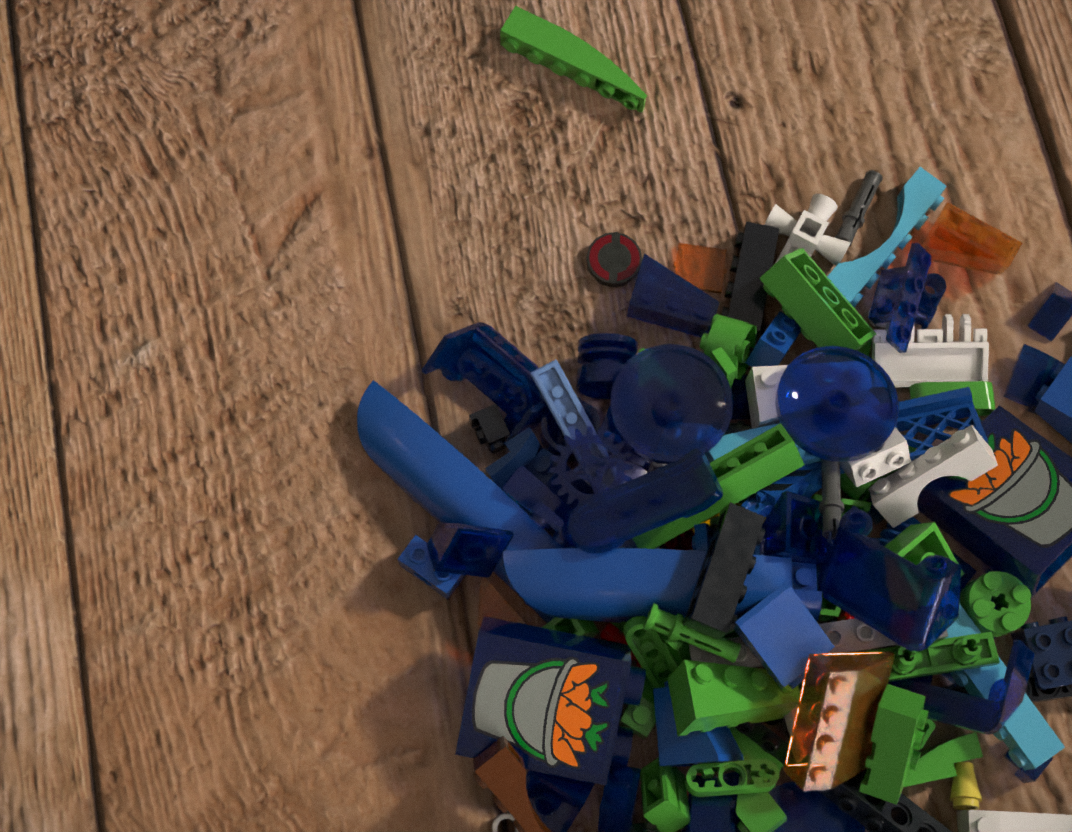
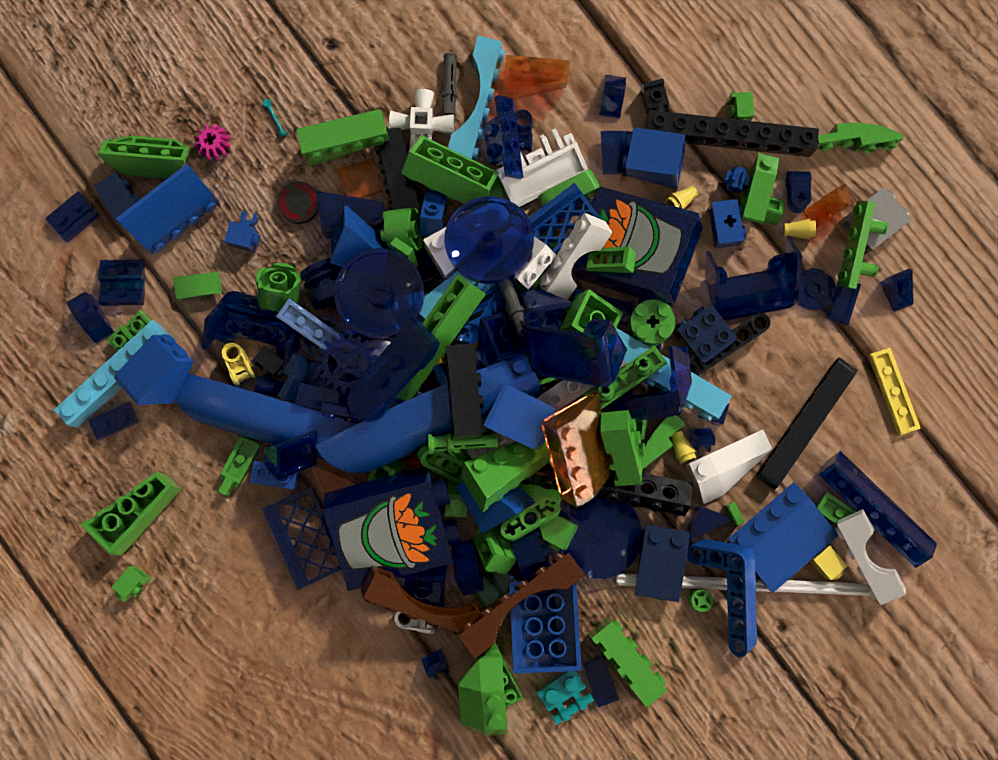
camera: 25 degrees left, 10 degrees up
(189, 612) = (130, 583): none -> bright green brick
(235, 527) = (131, 514): none -> bright green wedge
(269, 408) = (113, 421): none -> clear blue plate
(299, 353) = (101, 384): none -> medium azure brick
(305, 275) = (90, 316): none -> clear blue slope
(342, 155) = (72, 216): none -> clear blue plate
(343, 317) = (127, 332): none -> bright green slope
(353, 371) = (155, 371): none -> blue slope
(361, 254) = (121, 282): none -> clear blue slope
(392, 532) = (238, 464): none -> bright green hinge
(401, 658) = (285, 545): none -> clear blue fence
(406, 159) = (116, 194): none -> dark blue brick
(448, 297) = (197, 285): none -> bright green slope
(451, 415) = (240, 367): none -> light yellow piece
(461, 125) = (144, 155): none -> bright green wedge
(461, 194) = (168, 210): none -> blue slope
(477, 454) = (268, 386): none -> clear blue cone
(532, 265) = (242, 234): none -> blue brick
(543, 154) = (219, 138): none -> dark pink gear
(544, 340) = (277, 285): none -> bright green brick
(569, 56) = (195, 67): bright green slope -> none
(630, 133) = (267, 104): none -> teal hinge
(662, 323) = (352, 237): none -> blue slope
(706, 206) = (342, 136): none -> bright green wedge
(885, 522) = (547, 302): none -> clear blue slope
(996, 511) = (625, 260): none -> bright green slope
(996, 785) = (702, 437): none -> clear blue tile

